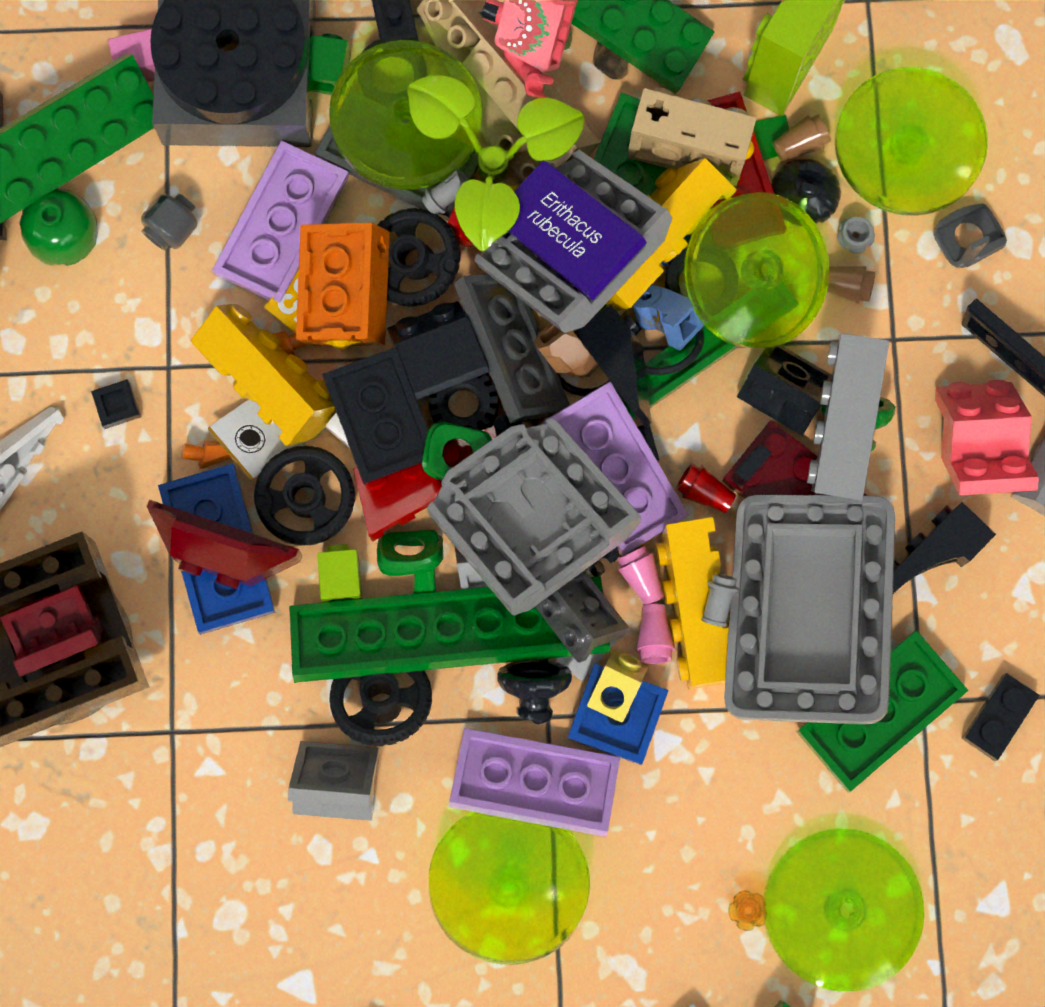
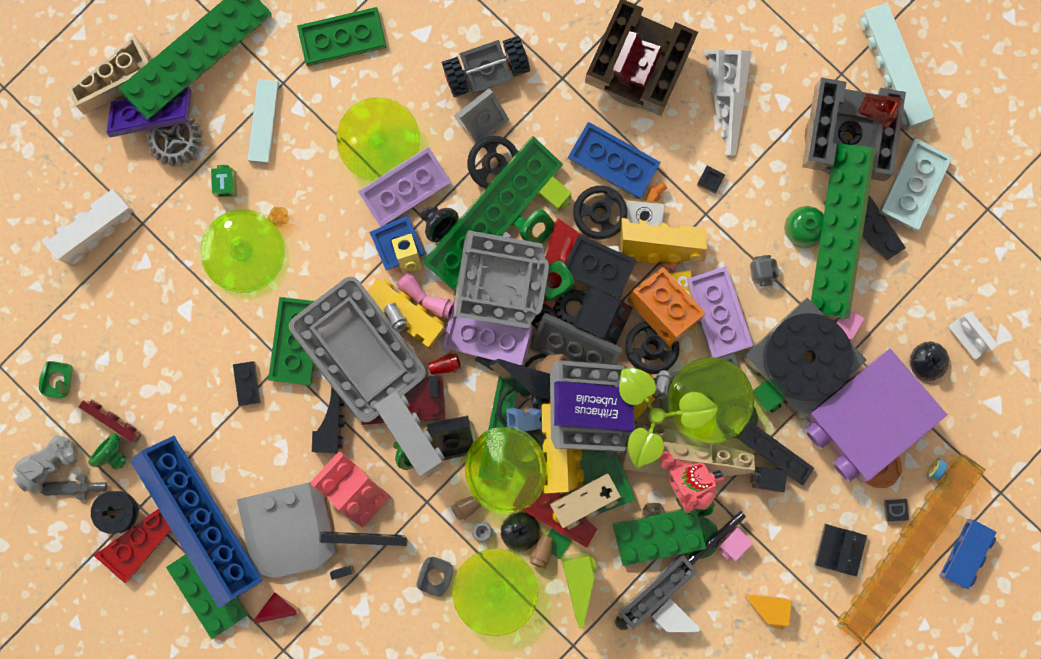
camera: 140 degrees right, 5 degrees up
(219, 548) = (611, 157): dark red wedge -> none
(259, 843) = (486, 66): none -> plate
(582, 617) = (442, 262): flat silver bracket -> none

